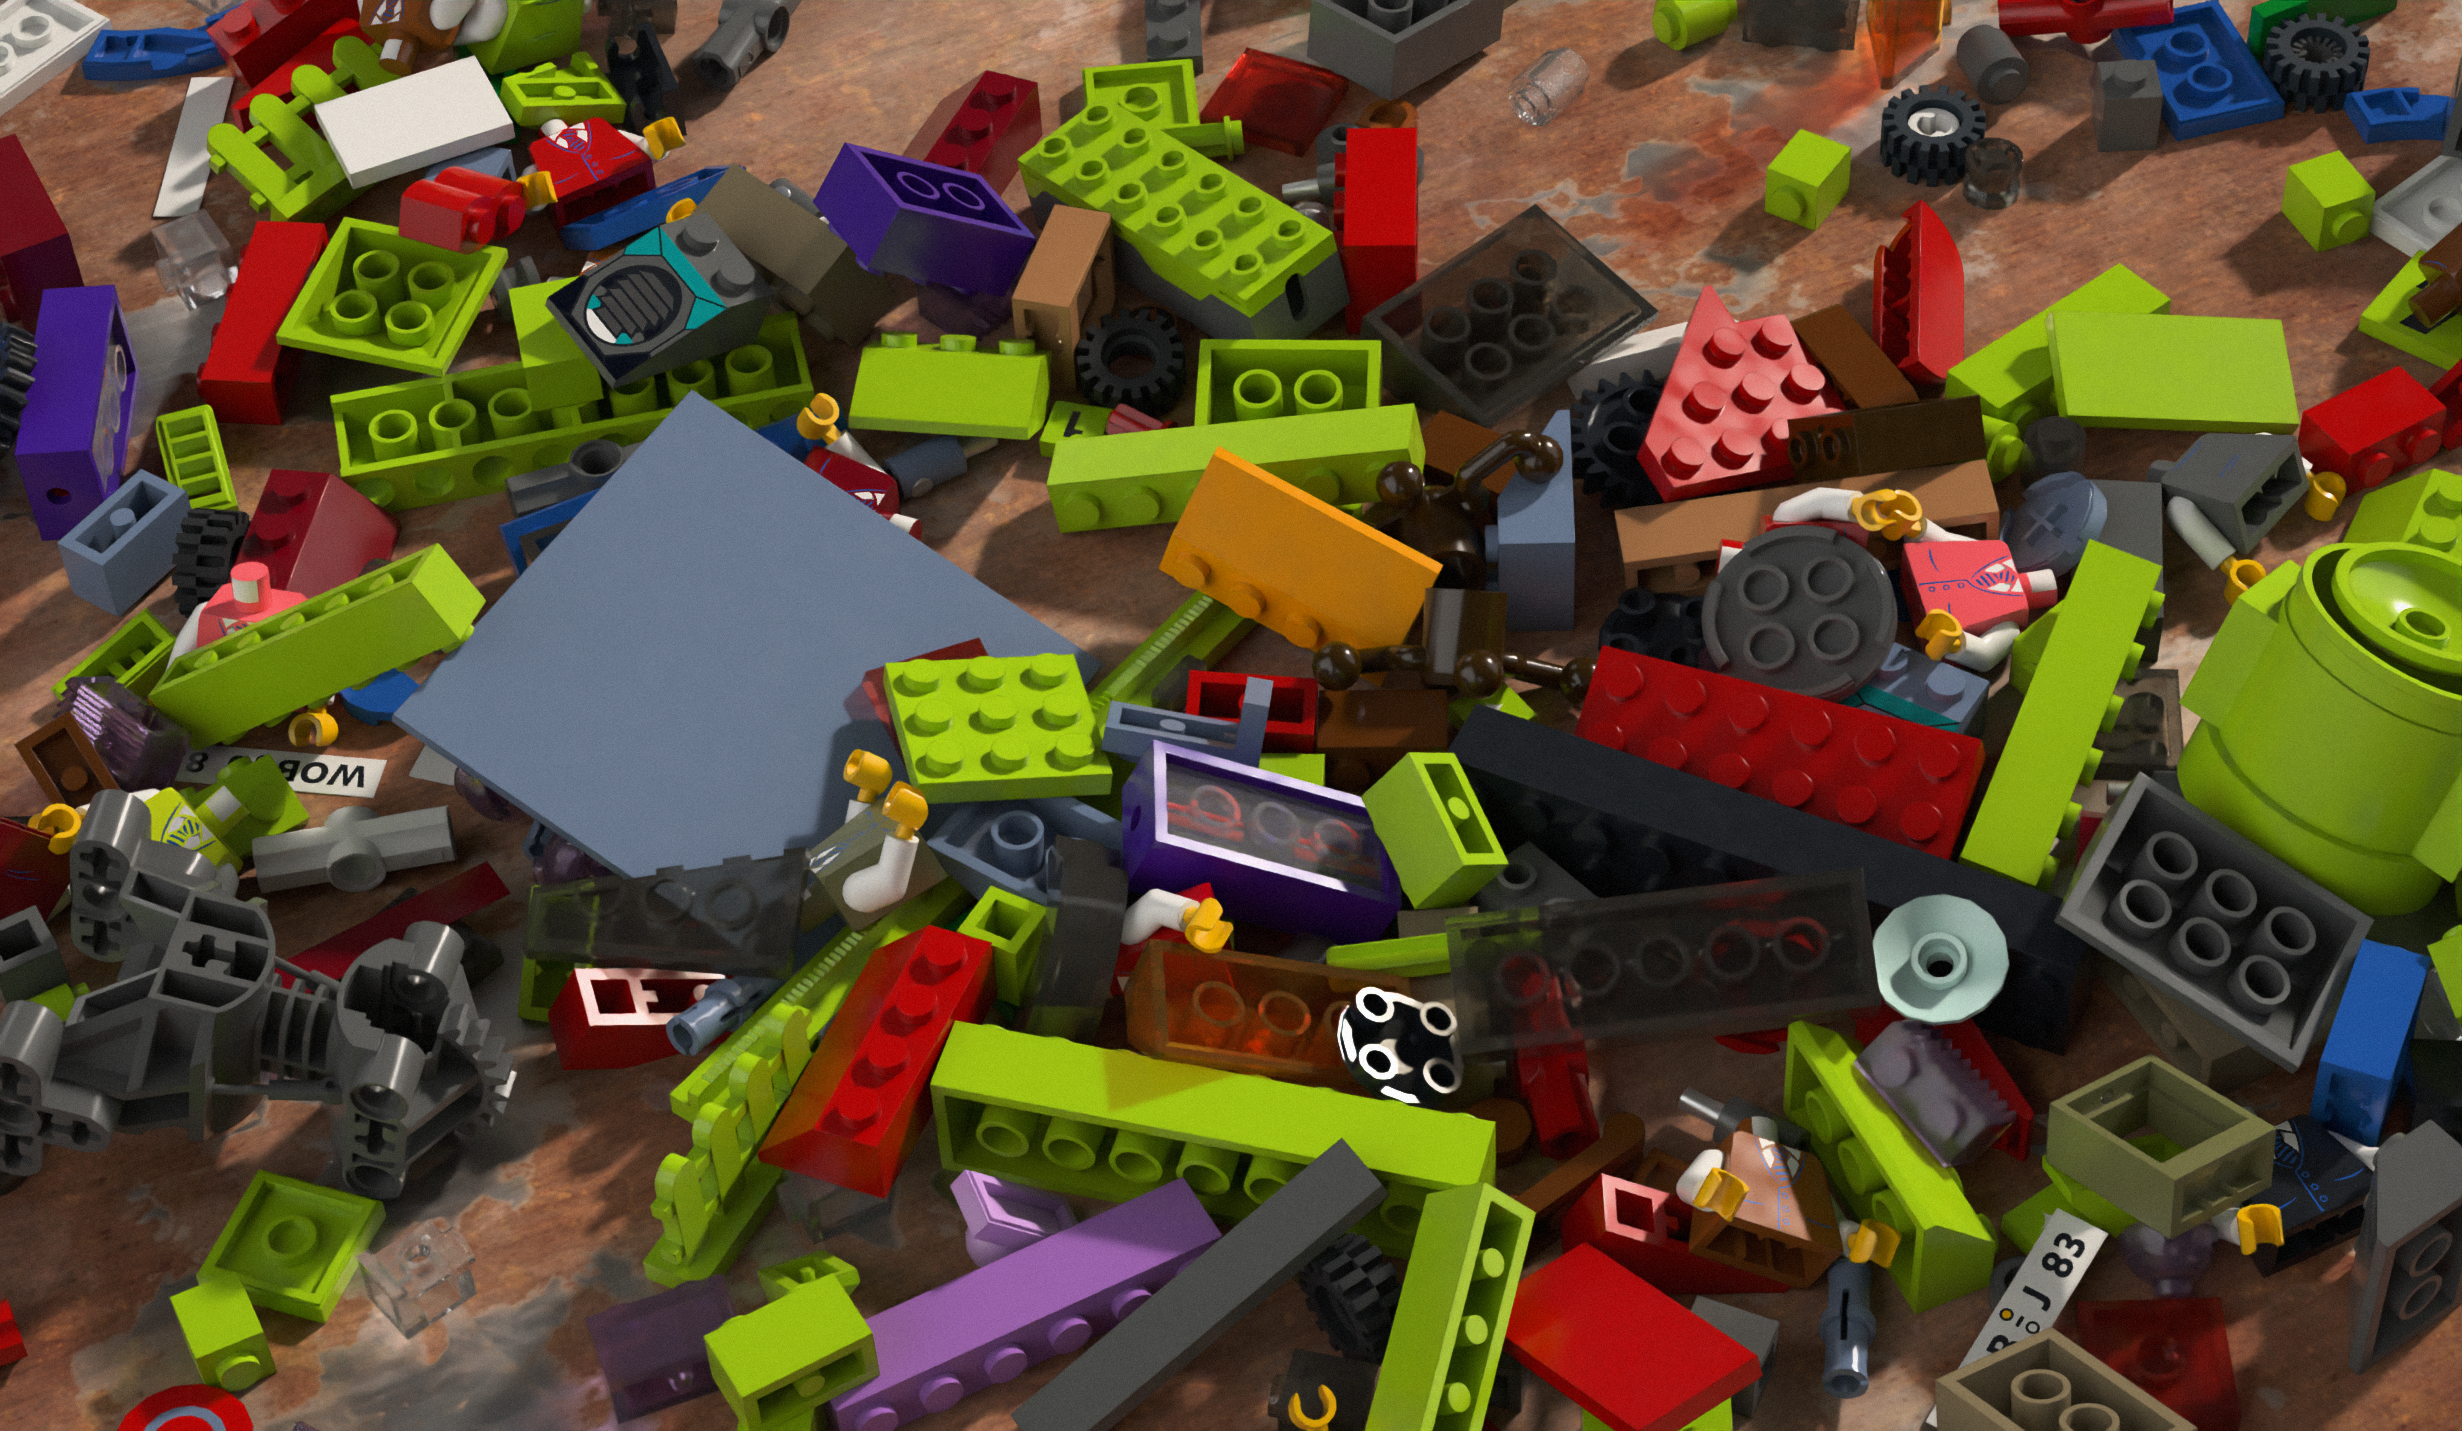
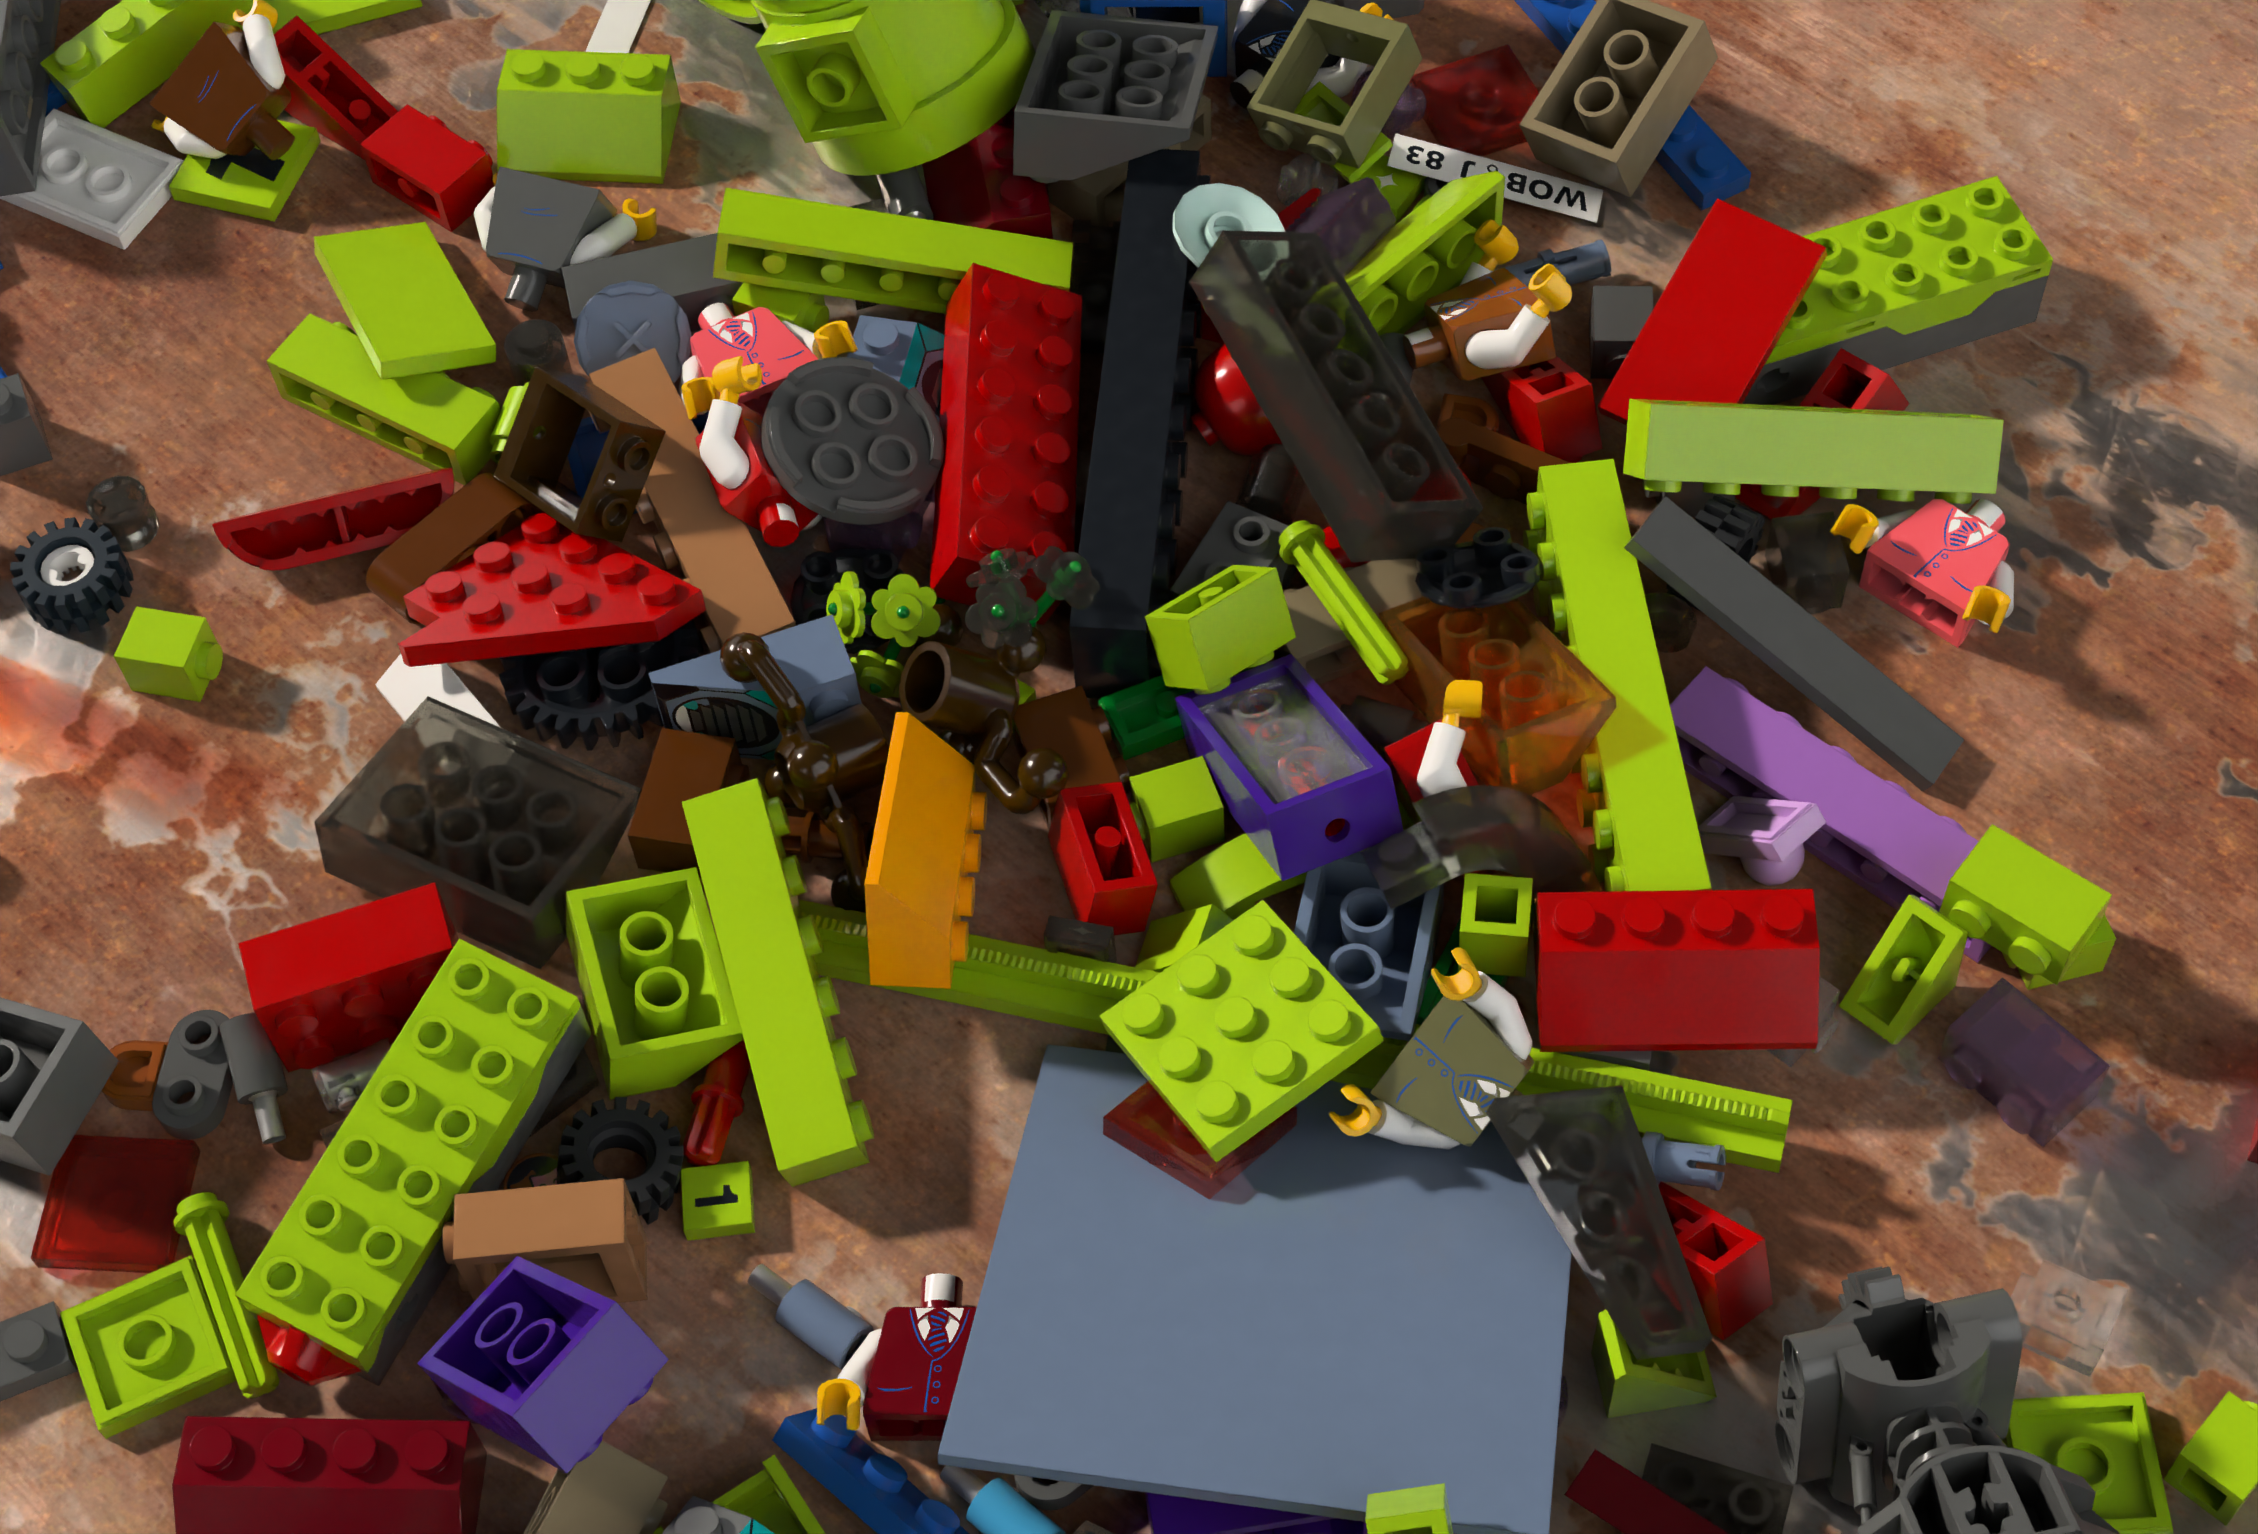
camera: 110 degrees left, 10 degrees up
(716, 1217) = (1832, 1097): lime fence -> none
(952, 387) = (735, 1309): lime slope -> none
(1133, 728) = (1181, 851): sand blue bracket -> none
(1518, 689) = (1005, 611): none -> clear smoke plant
(1548, 86) = (56, 926): clear brick -> none
(1574, 624) = (897, 614): none -> lime plant
(2328, 201) = (119, 255): lime brick -> none

